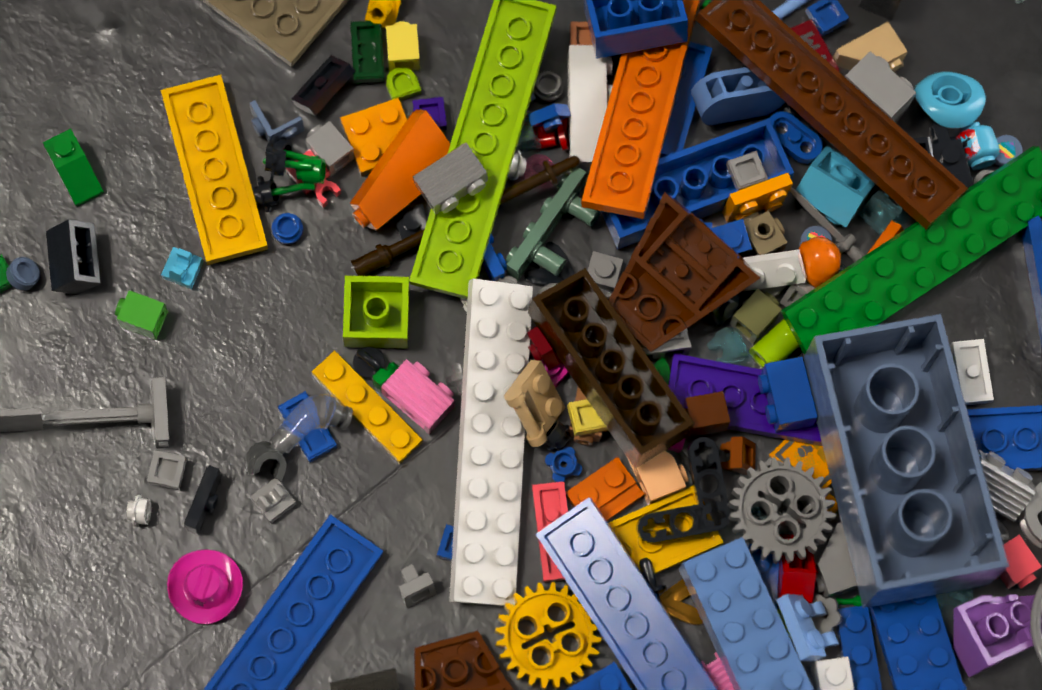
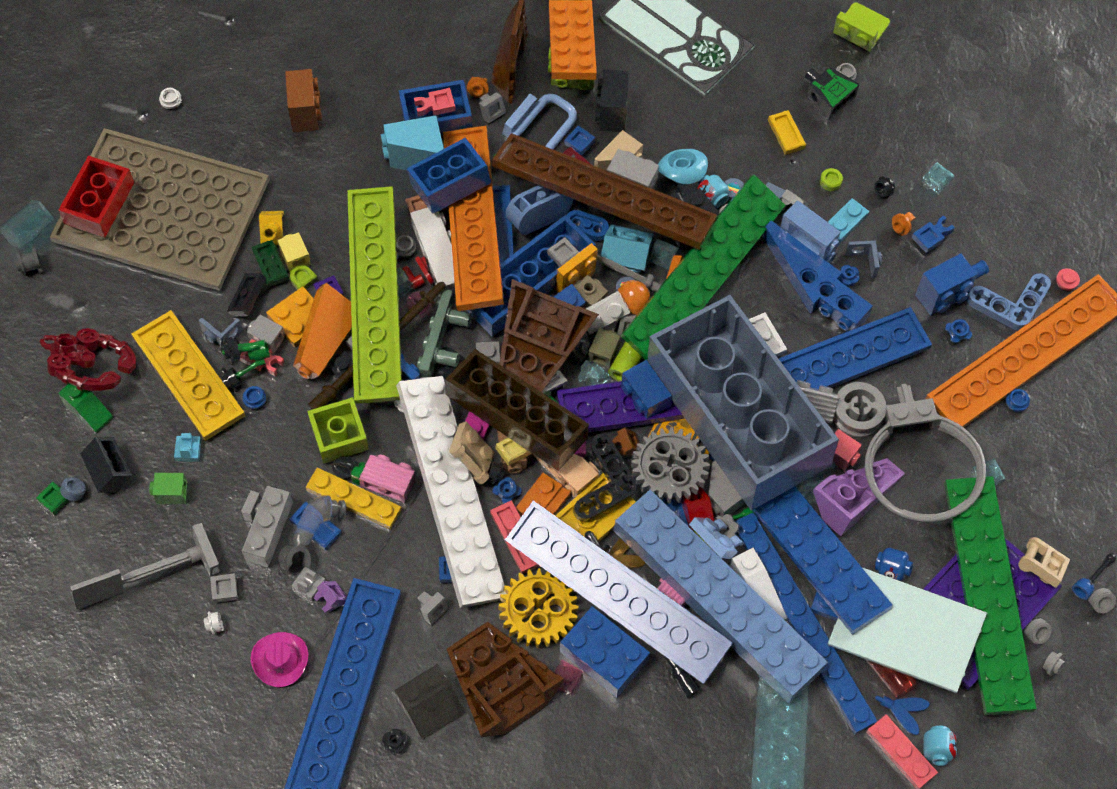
camera: 15 degrees left, 10 degrees down
(81, 91) = (75, 350): none -> dark red piece
(204, 500) = (259, 599): black plate -> none
(236, 376) = (251, 506): none -> light grey plate
(246, 408) = (267, 526): none -> light grey brick
(296, 526) = (332, 594): none -> medium lavender tile
(451, 179) = (360, 320): light grey brick -> none
(517, 167) = (403, 304): white plate -> none
(541, 349) = (464, 414): dark red plate -> none
(549, 116) = (413, 261): blue plate -> none
(708, 413) = (598, 419): reddish brown brick -> none

